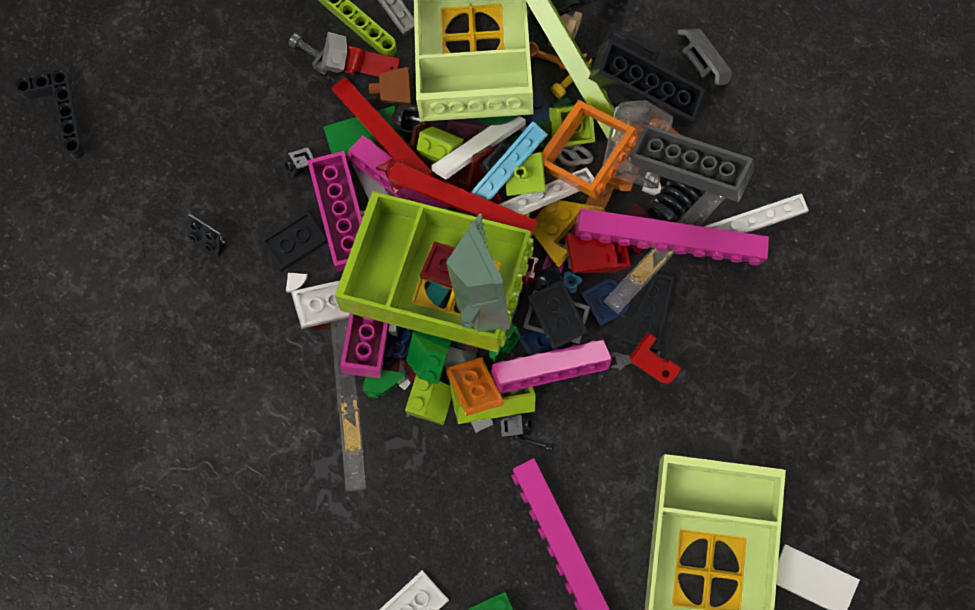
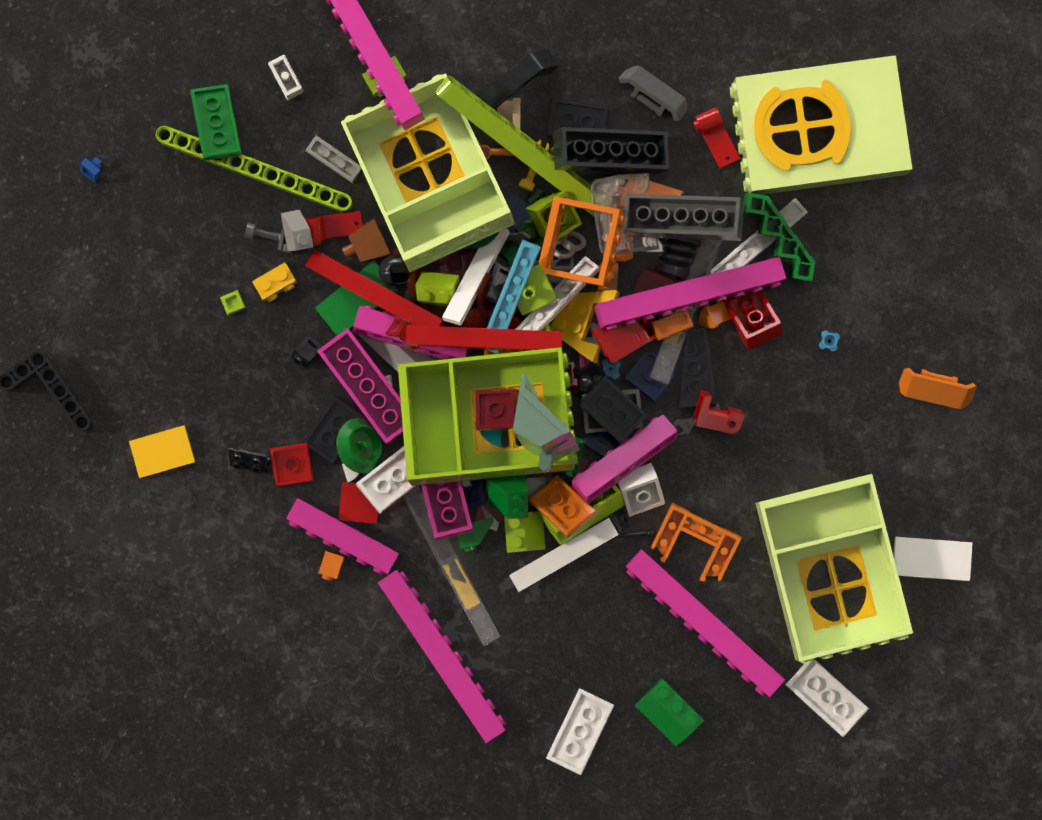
camera: 25 degrees left, 10 degrees up
(132, 200) = (162, 451): none -> yellow tile
(238, 361) = (331, 566): none -> orange brick
(242, 255) = (291, 464): none -> red tile
(253, 96) = (232, 302): none -> lime tile
(260, 338) = (343, 536): none -> dark pink brick
(284, 316) = (355, 505): none -> red tile
(298, 93) = (274, 282): none -> yellow bracket
(304, 487) = (442, 656): none -> dark pink brick
(310, 260) = (360, 445): none -> green piece
(458, 435) = (563, 554): none -> white tile
(555, 403) = (641, 490): none -> white slope
(582, 445) = (681, 519): none -> orange wedge
(644, 260) = (672, 324): none -> orange tile
(686, 269) = (714, 315): none -> orange tile
(722, 285) = (753, 318): none -> red slope
(747, 114) = (716, 137): none -> red door
(774, 208) = (787, 242): none -> green brick
(792, 333) = (834, 340): none -> dark azure plate
(874, 418) = (936, 388): none -> orange piece
(896, 146) = (866, 117): none -> yellowish green panel

